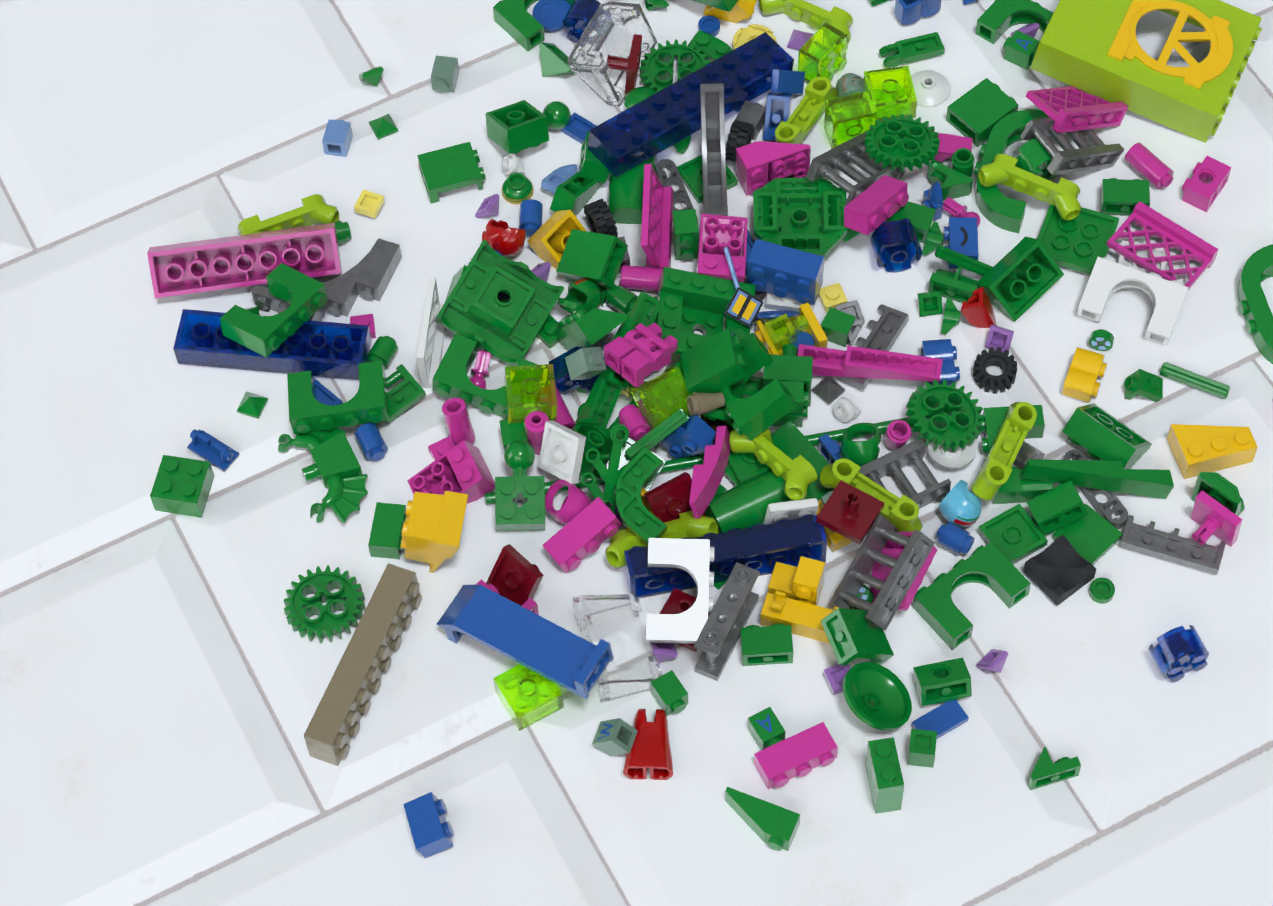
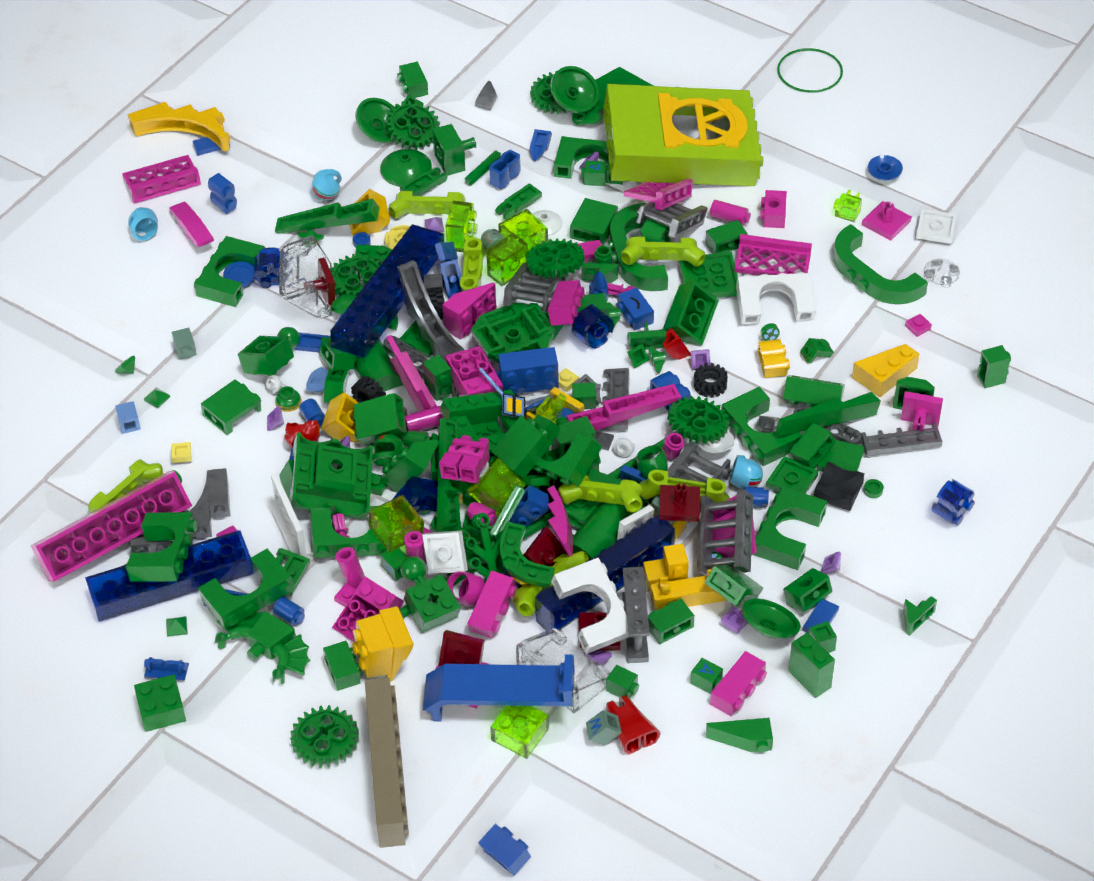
camera: 30 degrees left, 10 degrees down
(384, 350) = (257, 543): green brick -> none
(553, 60) = (263, 306): slope -> none
(585, 363) = (428, 483): sand green brick -> none
(704, 402) = (530, 475): dark tan cone -> none
(962, 260) = (641, 317): green axle -> none
(1003, 453) = (757, 424): lime plate -> none
(1195, 380) = (847, 332): green axle -> none

